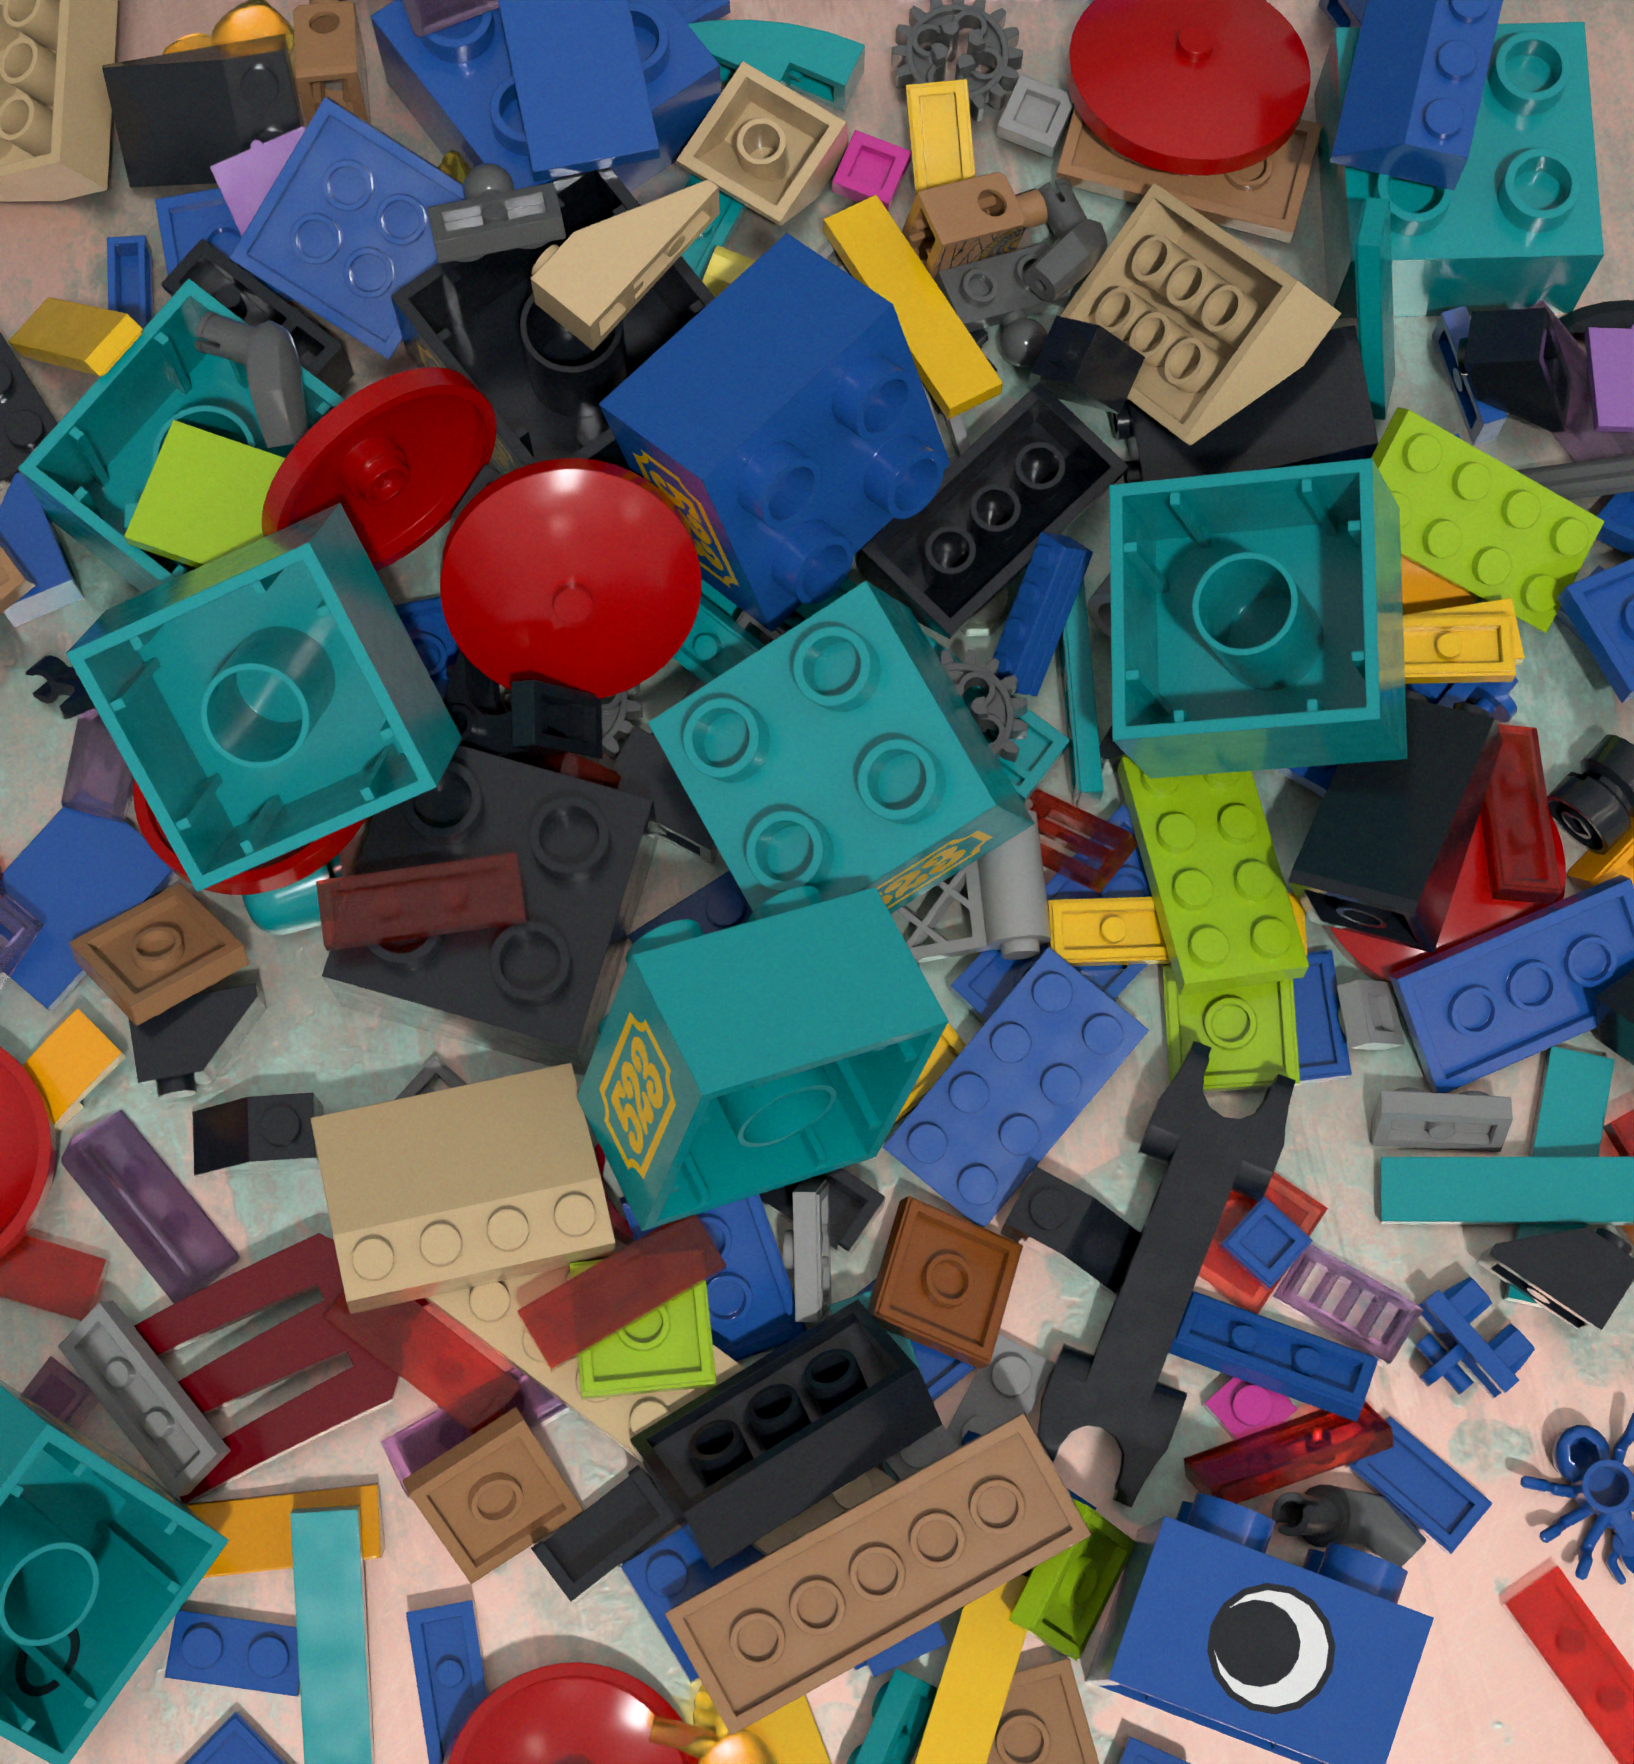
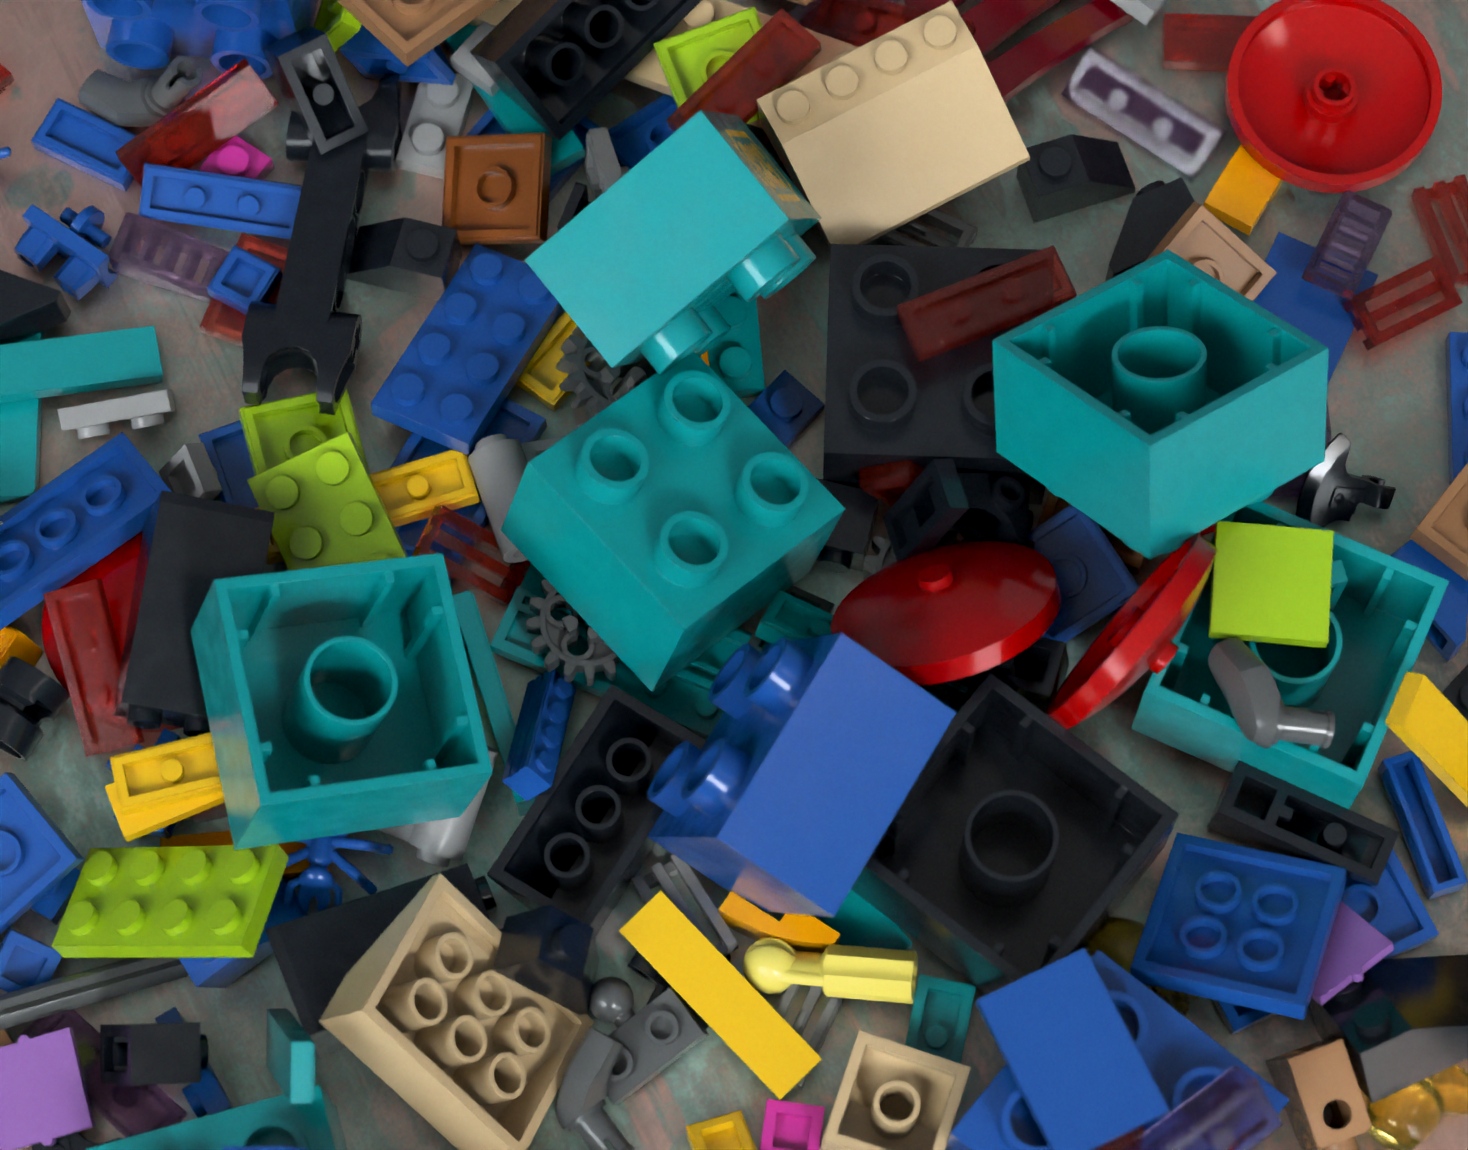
camera: 170 degrees right, 5 degrees down
(495, 217) = (1102, 893): dark grey plate -> none
(615, 262) = (986, 874): tan slope -> none
(970, 221) = (707, 1077): medium nougat torso -> none
(1139, 1445) = (315, 88): none -> black slope

